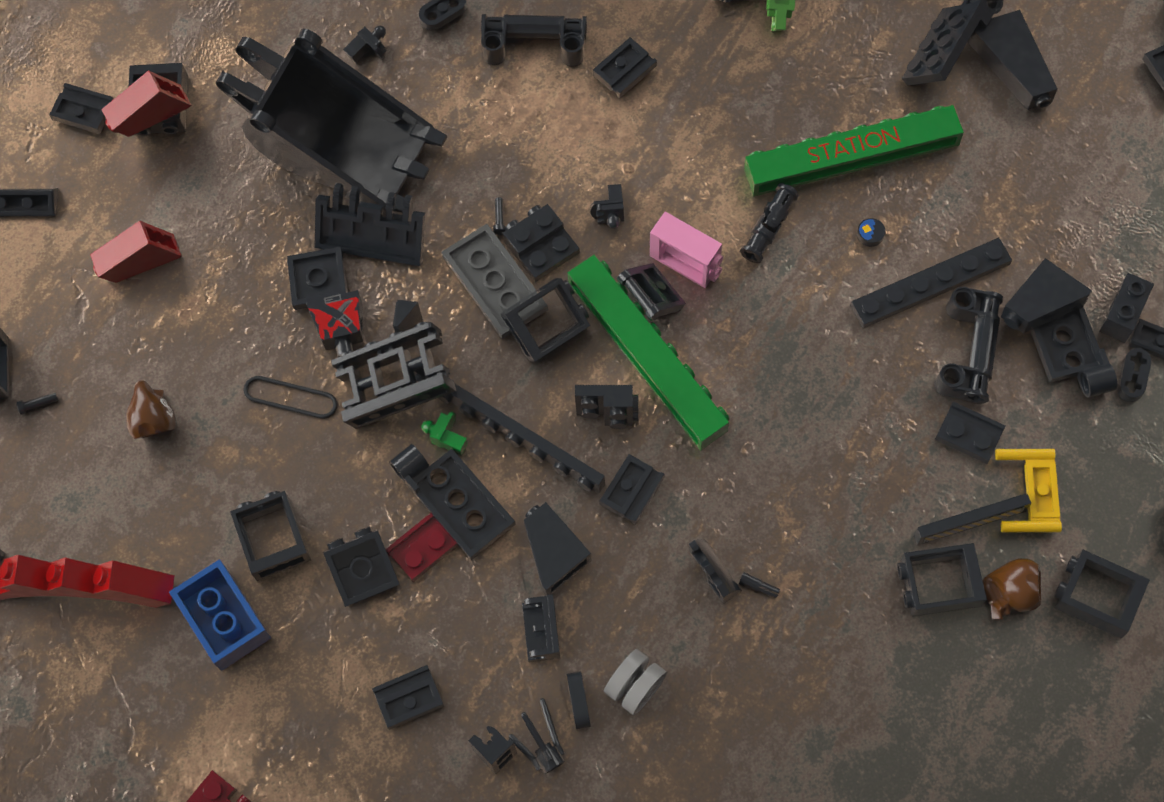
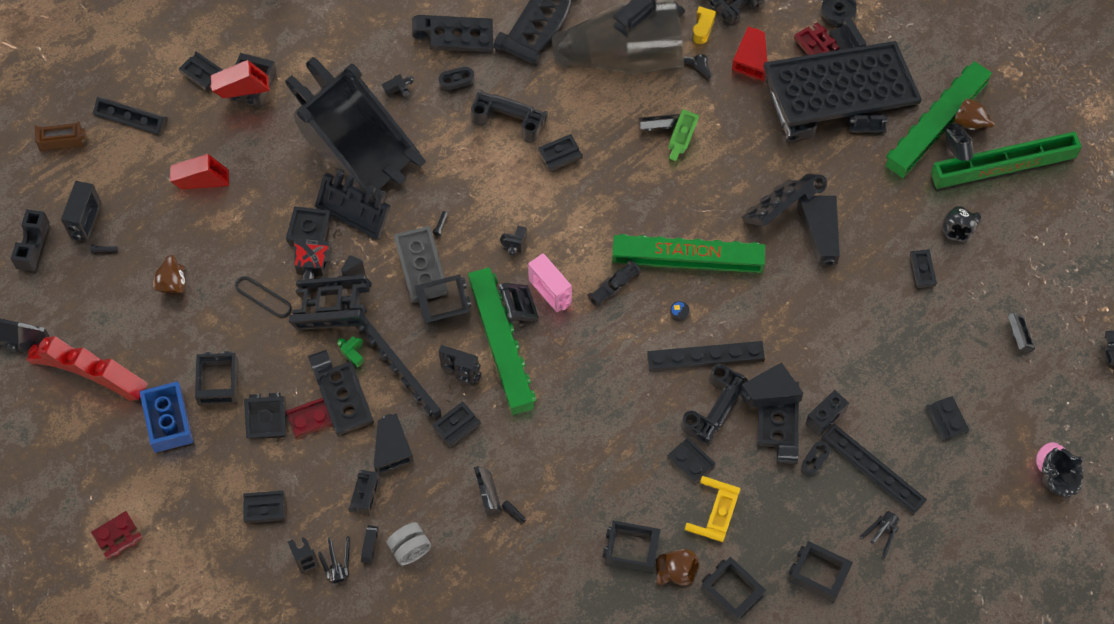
camera: 15 degrees right, 5 degrees down
(540, 241) = (460, 248): black plate -> none
(972, 519) = (668, 515): black tile -> none

